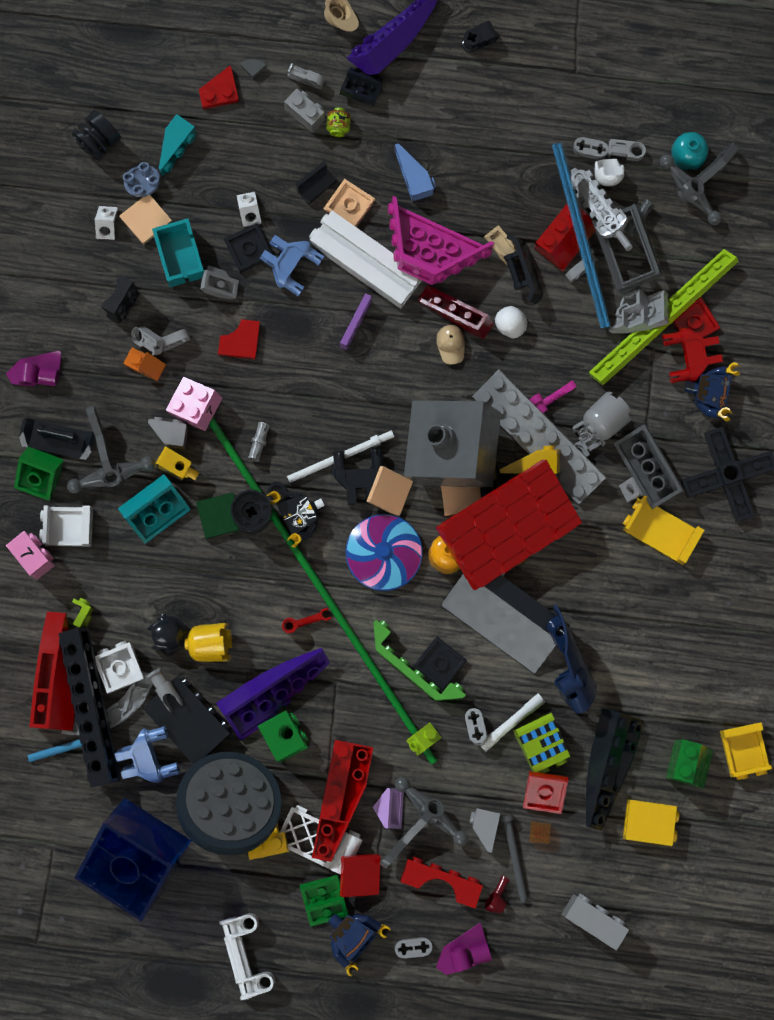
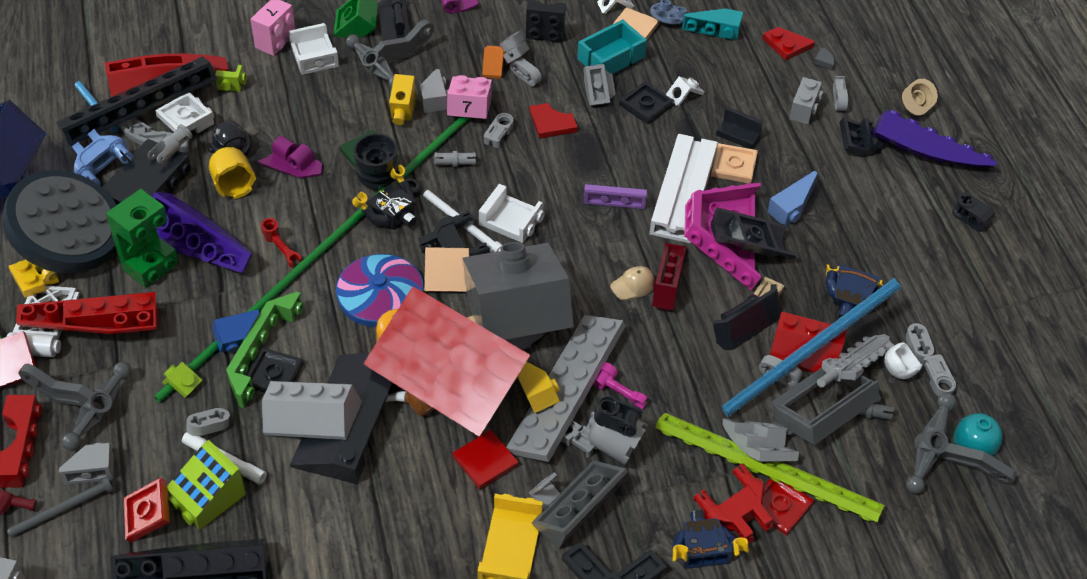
camera: 70 degrees right, 30 degrees down
(128, 335) = (512, 41): none -> light grey beam
(154, 509) = (353, 101): teal slope -> none
(205, 585) = (292, 159): none -> magenta panel
(236, 392) = (497, 131): none -> light grey piece
(287, 261) = (648, 128): medium blue connector -> none
(338, 122) = (811, 129): lime head -> none
(343, 415) = (510, 215): none -> white panel
(390, 808) = (92, 372): lavender slope -> none
(394, 683) = (232, 330): none -> blue slope
(452, 232) = (749, 233): none -> black piece
(502, 645) = (309, 409): none -> light grey slope
(511, 322) = (684, 325): white hair -> none
(527, 175) = (850, 286): none -> dark blue torso
(539, 832) = (96, 522): clear orange plate -> none
(577, 683) = (303, 472): dark blue panel -> none
(591, 525) = (485, 459): none -> red tile
(611, 411) = (618, 415): none -> black piece

